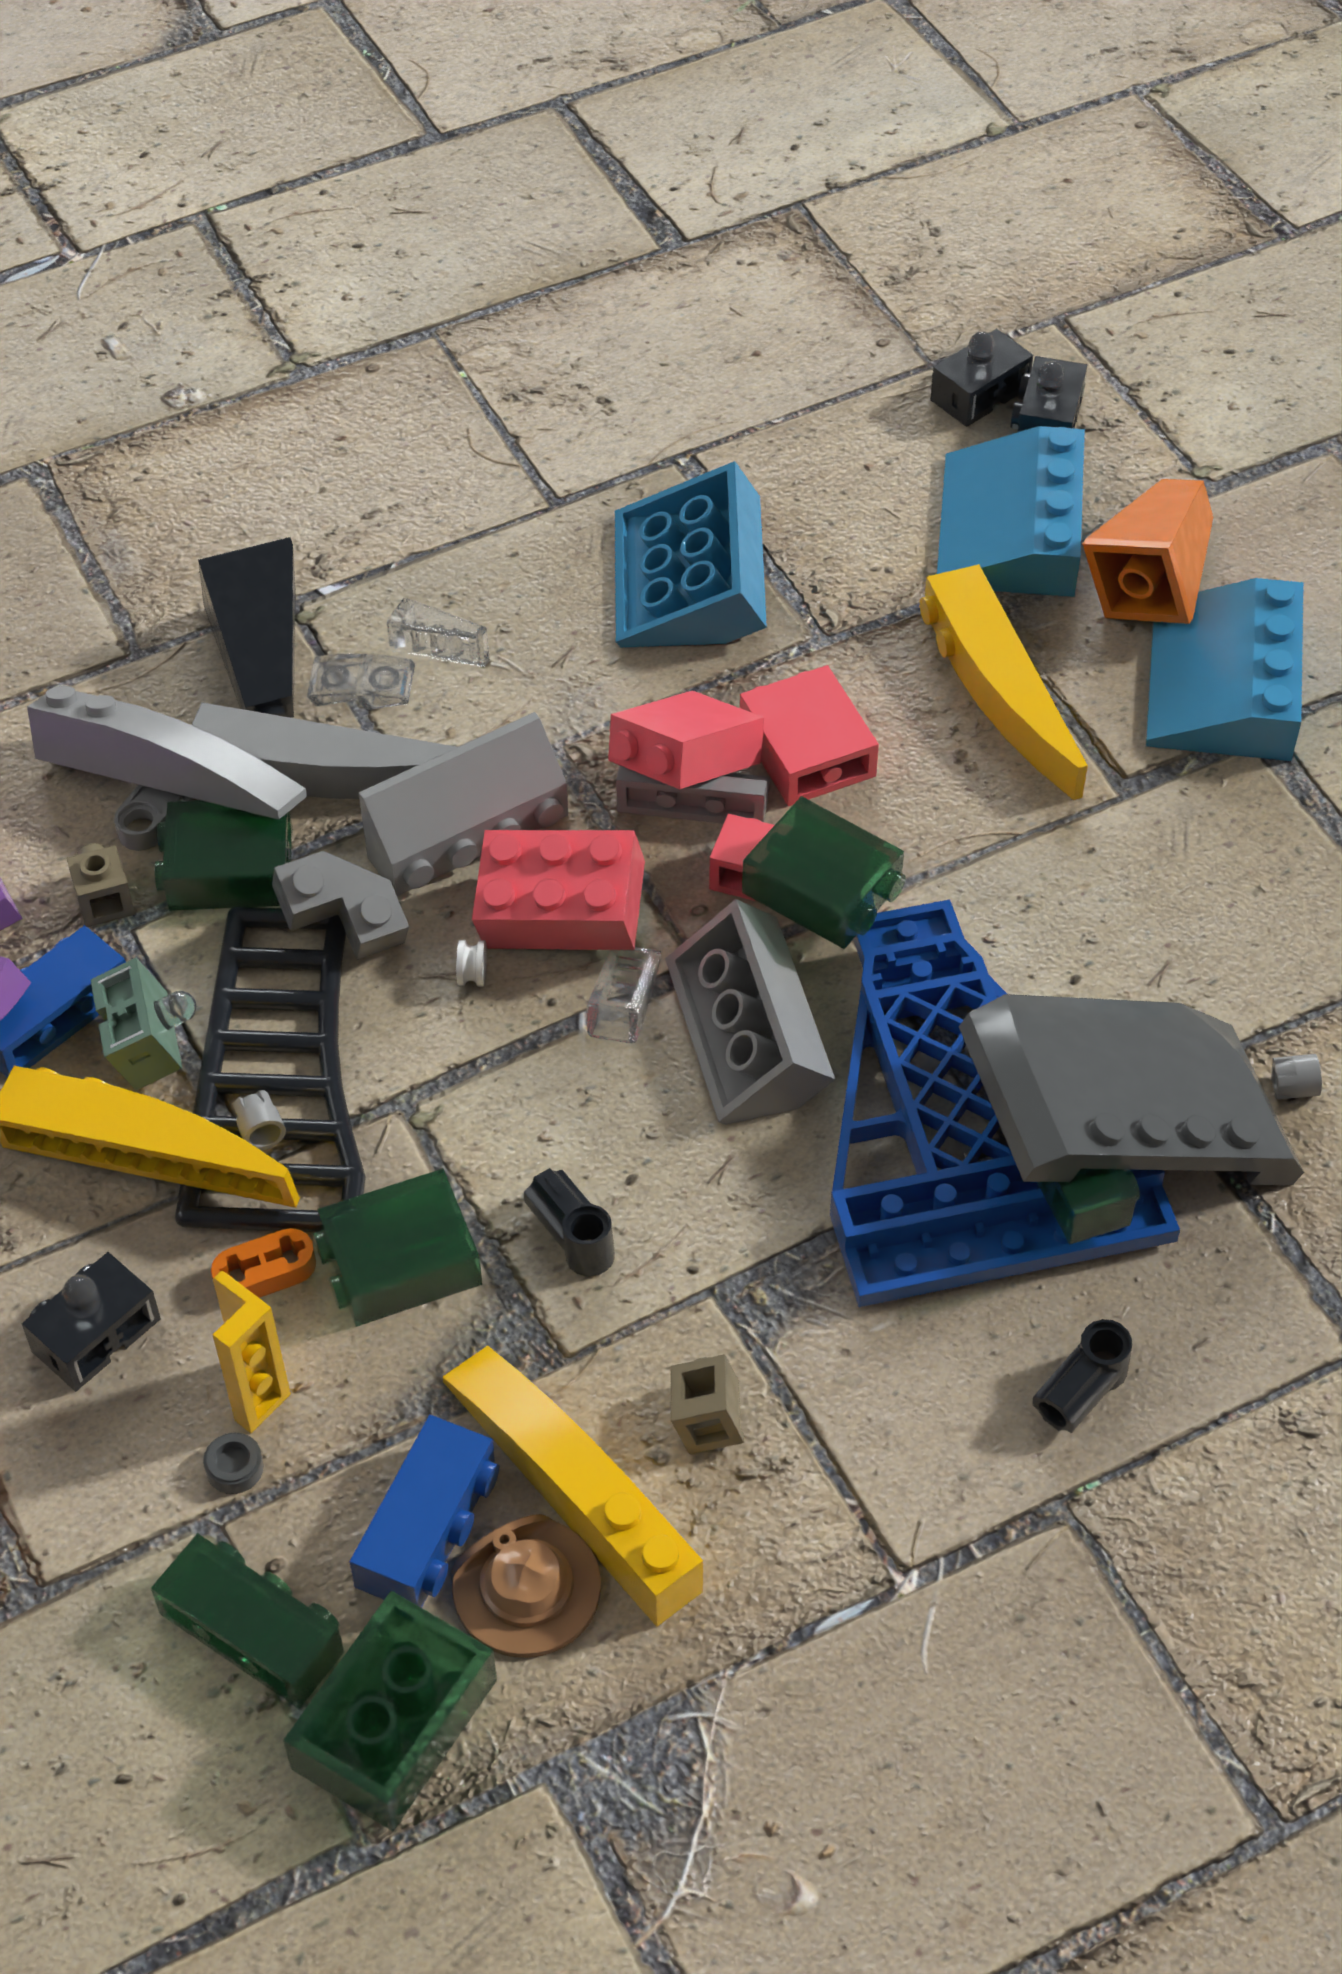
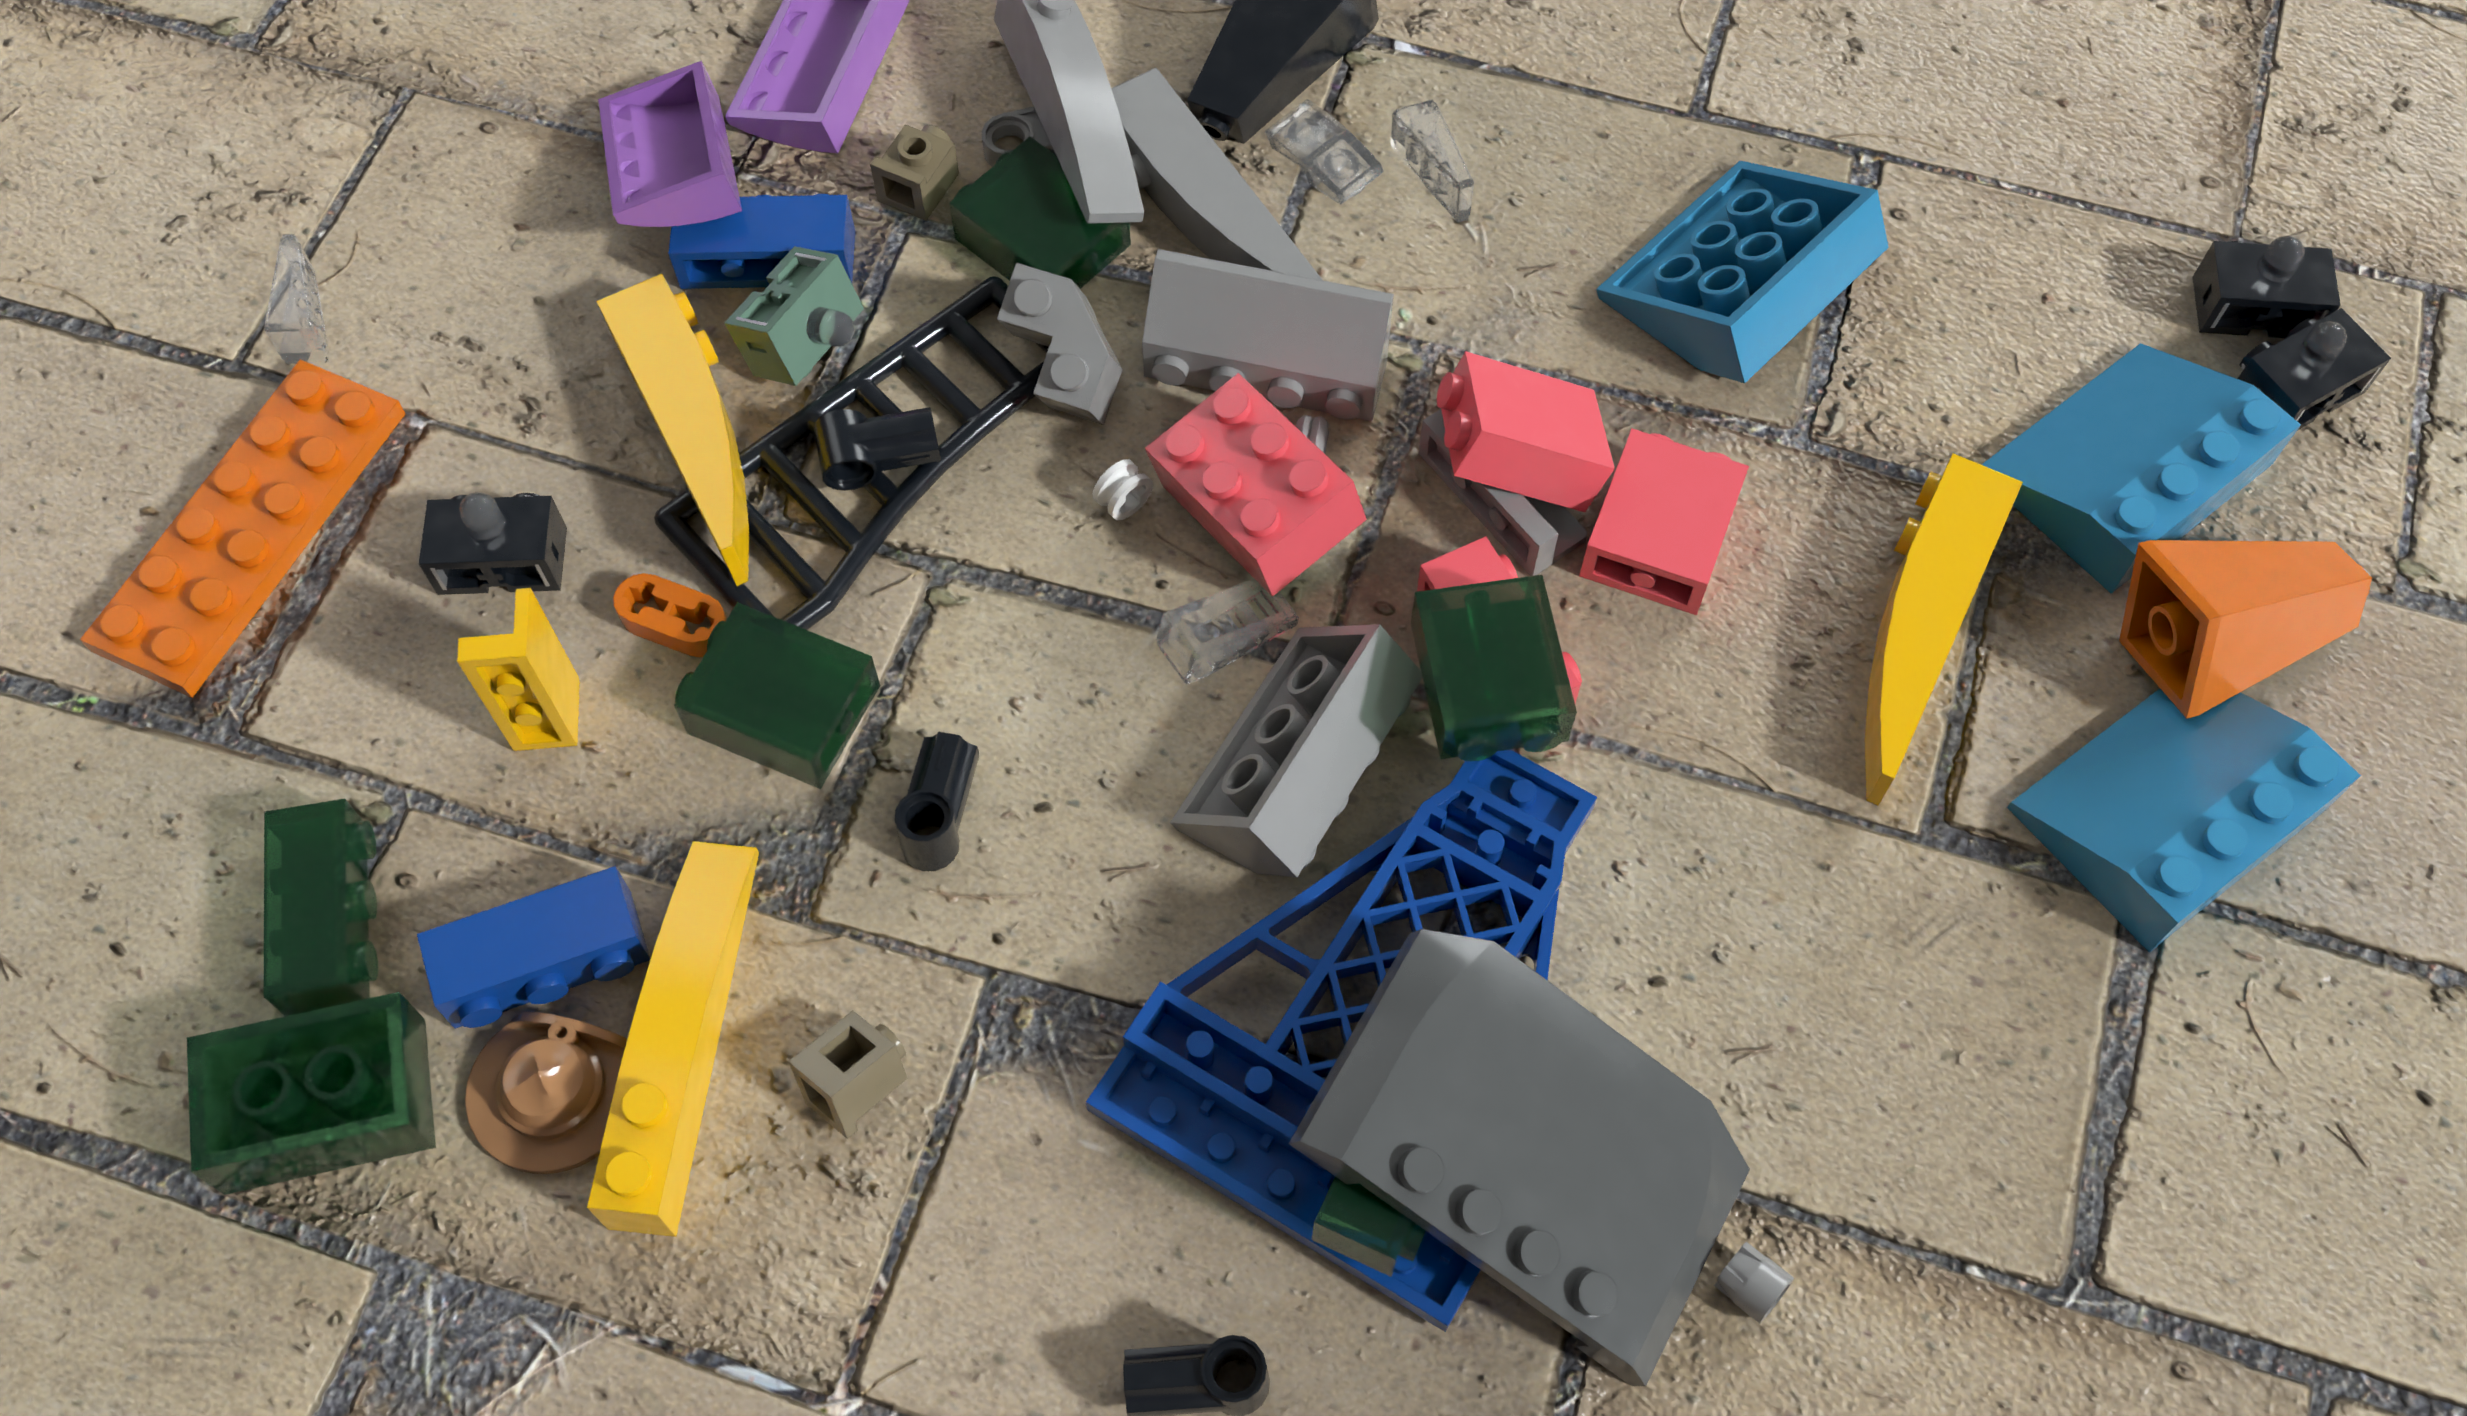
camera: 45 degrees right, 10 degrees up
(233, 1463) = (467, 764): dark grey tile -> none
(259, 1120) = (789, 483): light grey hose -> none
(285, 1060) = (858, 447): none -> black piece

